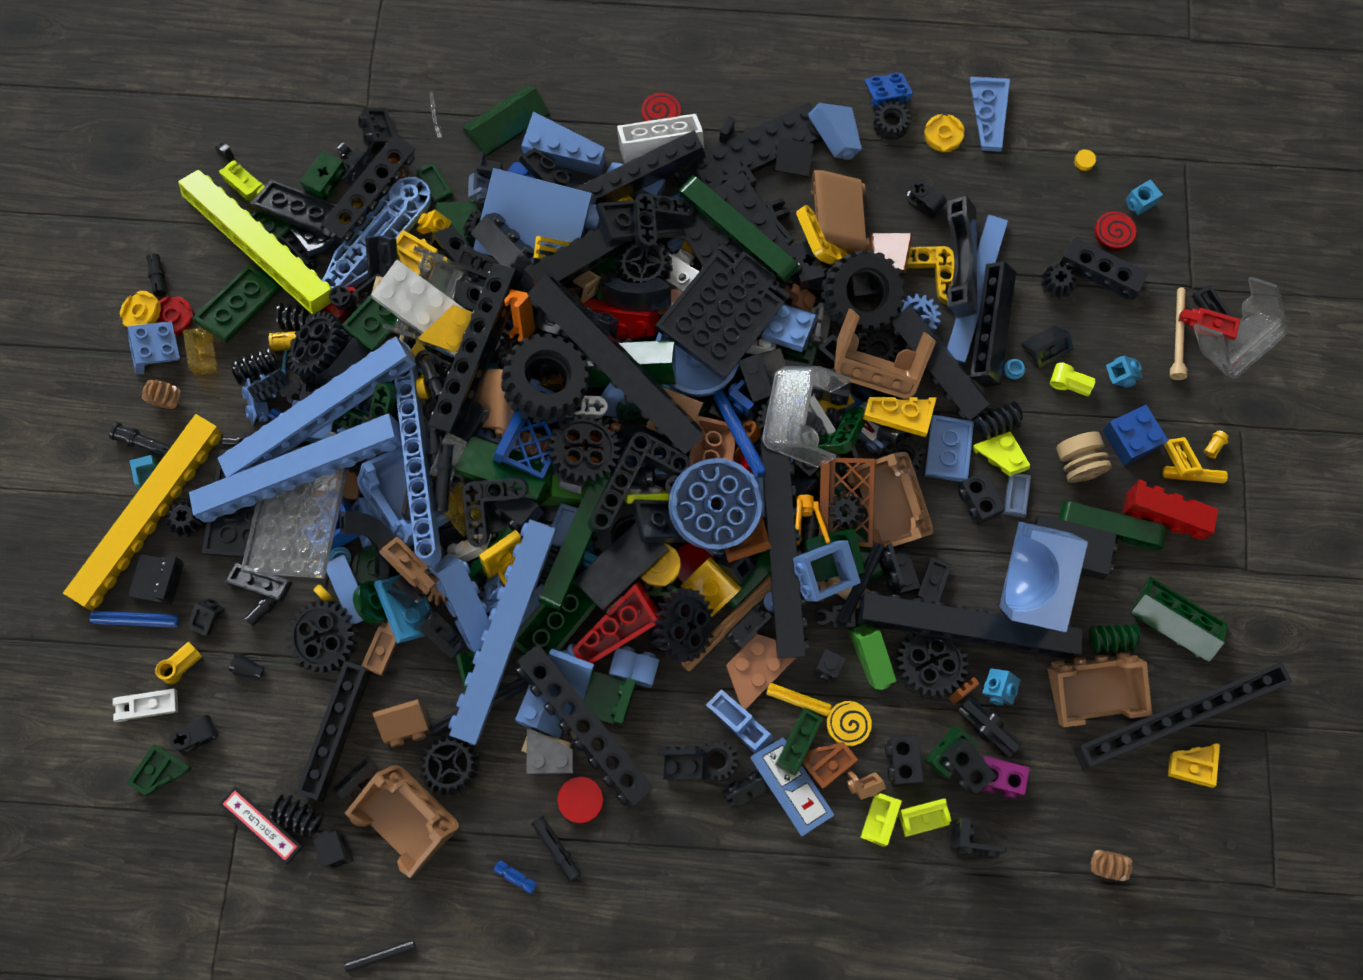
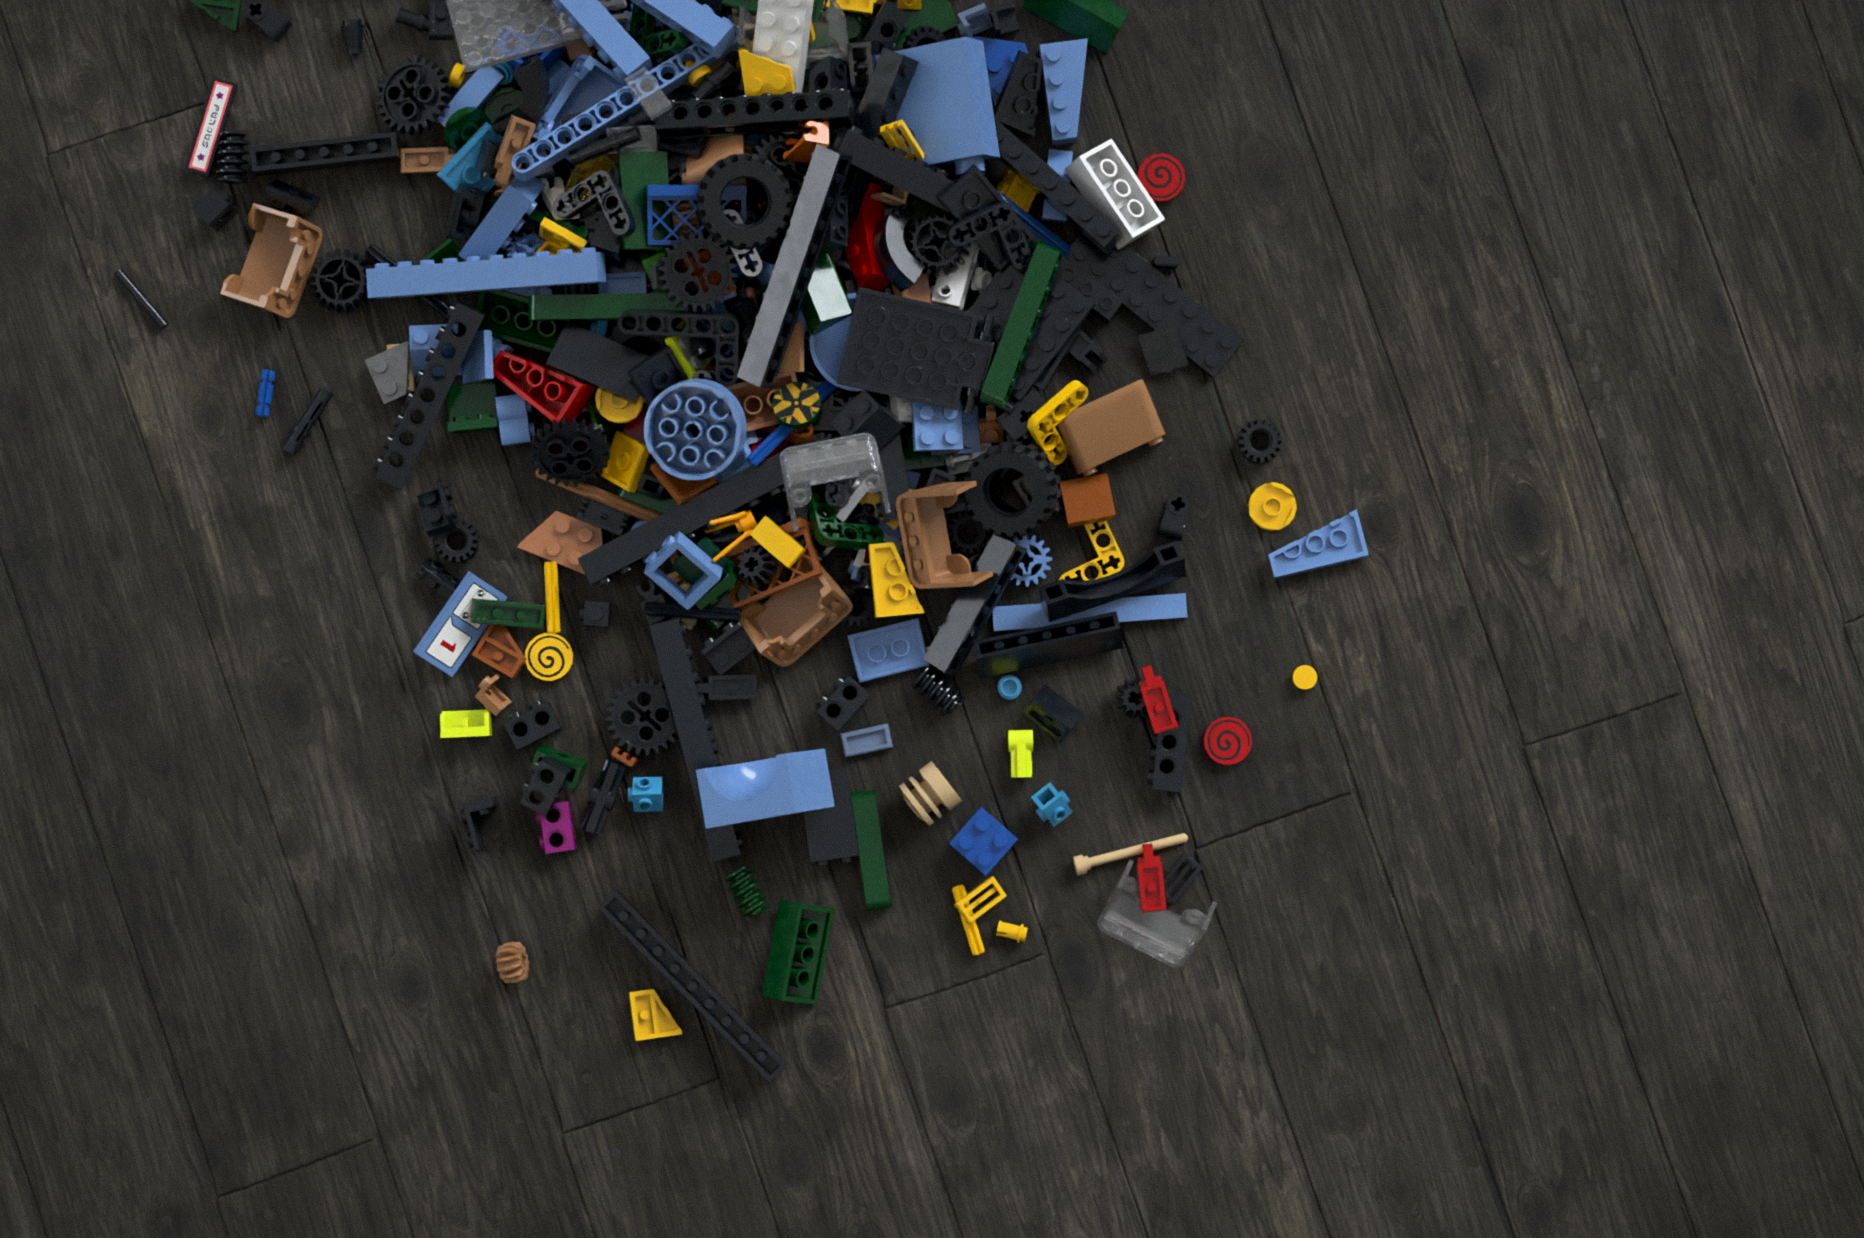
camera: 65 degrees right, 15 degrees up
(402, 723) = (361, 217): medium nougat slope -> none
(417, 426) = (648, 93): none -> clear tile
(580, 800) = (363, 423): red tile -> none
(727, 421) = (796, 405): none -> tile
(739, 402) = (828, 410): blue bracket -> none
(739, 722) = (503, 547): medium blue slope -> none
(834, 483) = (777, 542): none -> yellow slope
(837, 128) = (1216, 385): medium blue slope -> none
(873, 656) = (624, 653): bright green slope -> none
(888, 88) = (1300, 421): blue hinge -> none
(924, 817) = (486, 765): neon yellow hinge -> none
(1004, 453) = (904, 709): neon yellow wing -> none
(1071, 258) = (1157, 702): none -> red hinge
(1100, 688) = (688, 891): medium nougat windscreen -> none
(1148, 192) = (1290, 761): dark azure brick -> none
(1170, 510) = (910, 905): red wedge -> none

